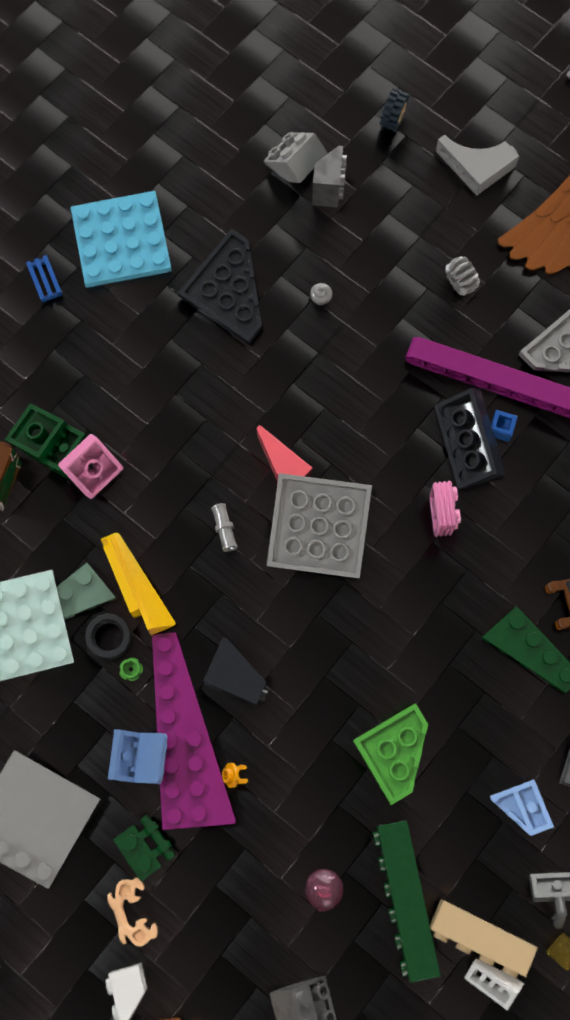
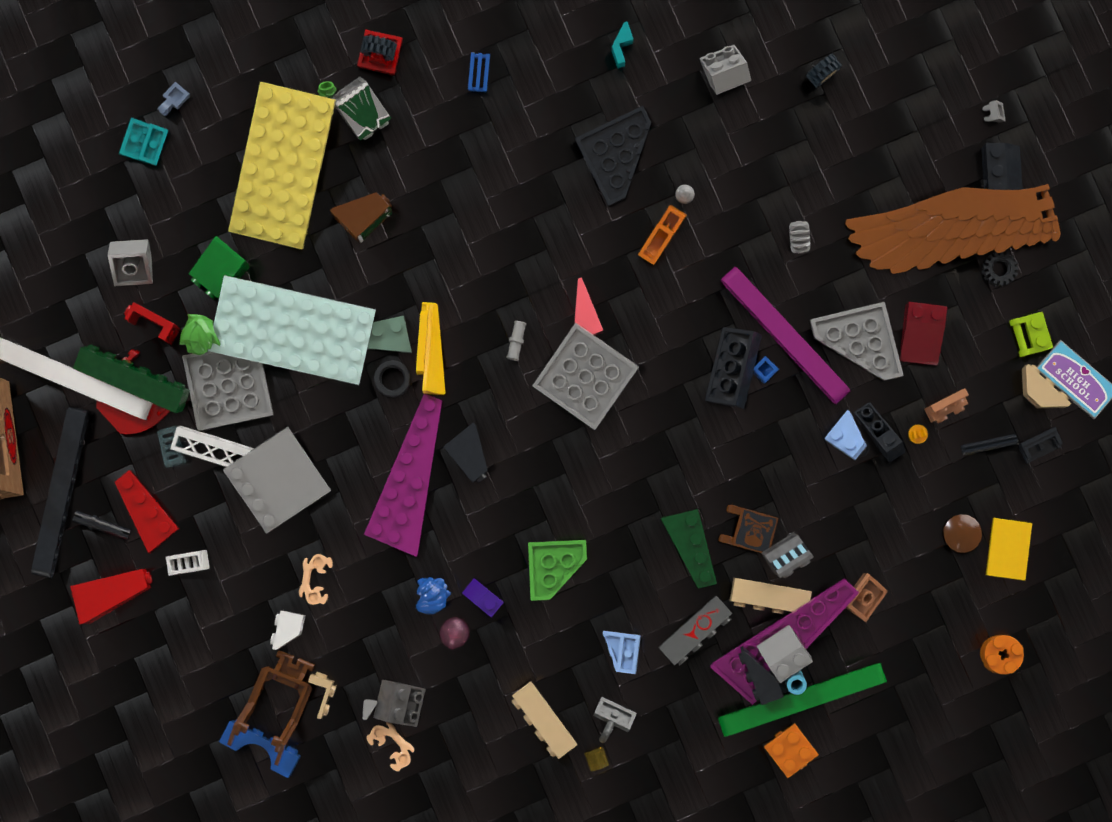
camera: 25 degrees right, 10 degrees up
(44, 437) = (419, 206): dark green slope -> none
(104, 463) = (448, 253): bright pink brick -> none
(120, 239) = (554, 68): medium azure plate -> none
(137, 669) = (397, 405): bright green plate -> none
(137, 757) = (371, 475): medium blue bracket -> none
(137, 851) = (339, 540): dark green plate -> none
(177, 178) = (623, 39): none -> teal slope
(230, 775) = (430, 521): light orange plate -> none
(277, 859) = (432, 595): none -> blue hair
(320, 343) = (662, 234): none -> orange slope
(329, 178) = (738, 104): flat silver slope -> none
(336, 830) = (482, 597): none -> dark purple slope
(407, 901) = (507, 668): dark green brick -> none
(443, 510) = (686, 403): bright pink brick -> none
(478, 166) = (865, 152): light grey arch -> none
(508, 984) = (540, 758): white slope -> none

